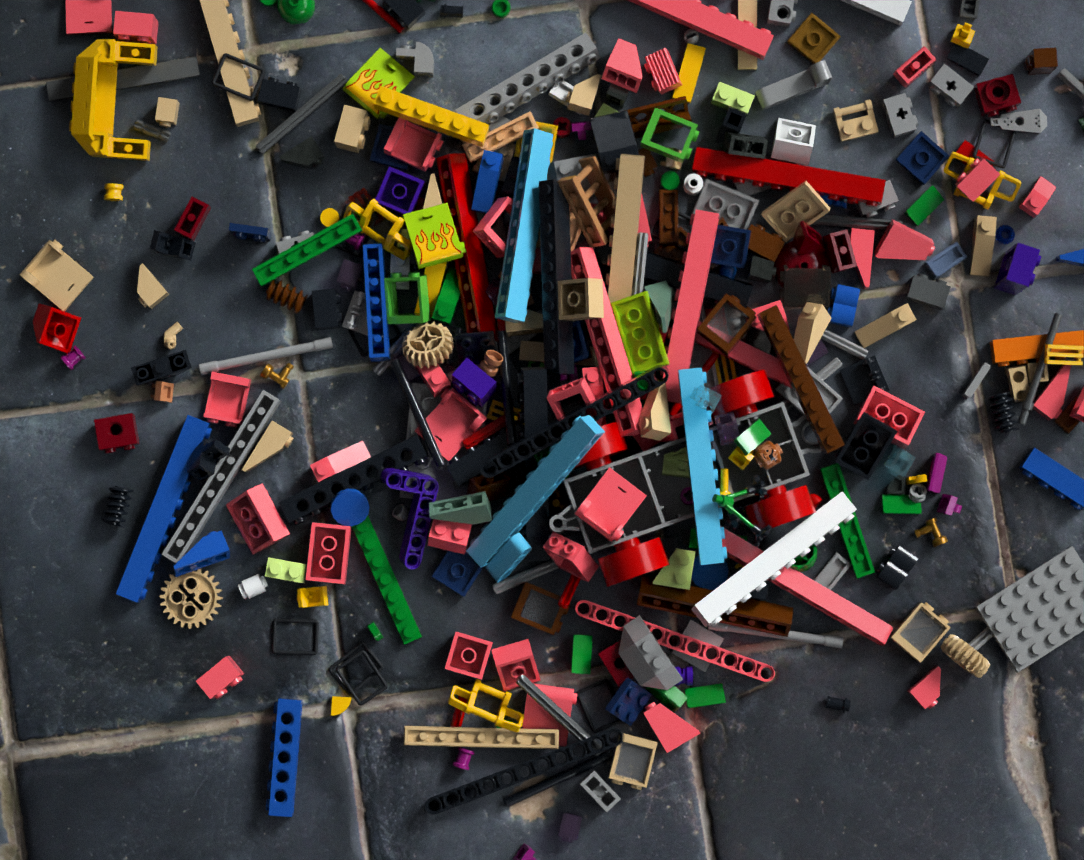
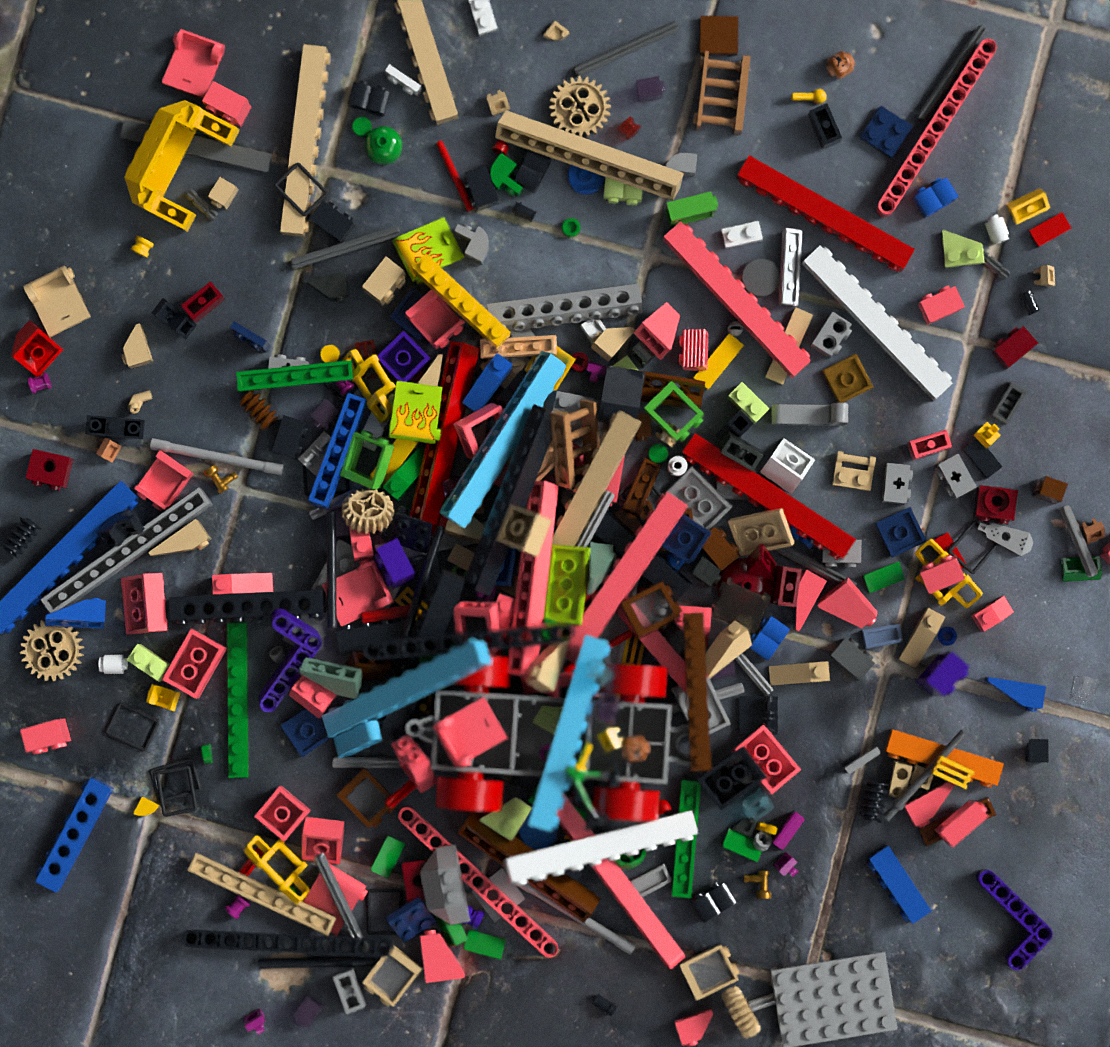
camera: 25 degrees right, 0 degrees up
(349, 507) = (231, 630): blue tile -> none
(491, 361) = (419, 551): nougat wheel -> none
(752, 437) = (627, 726): slope -> none

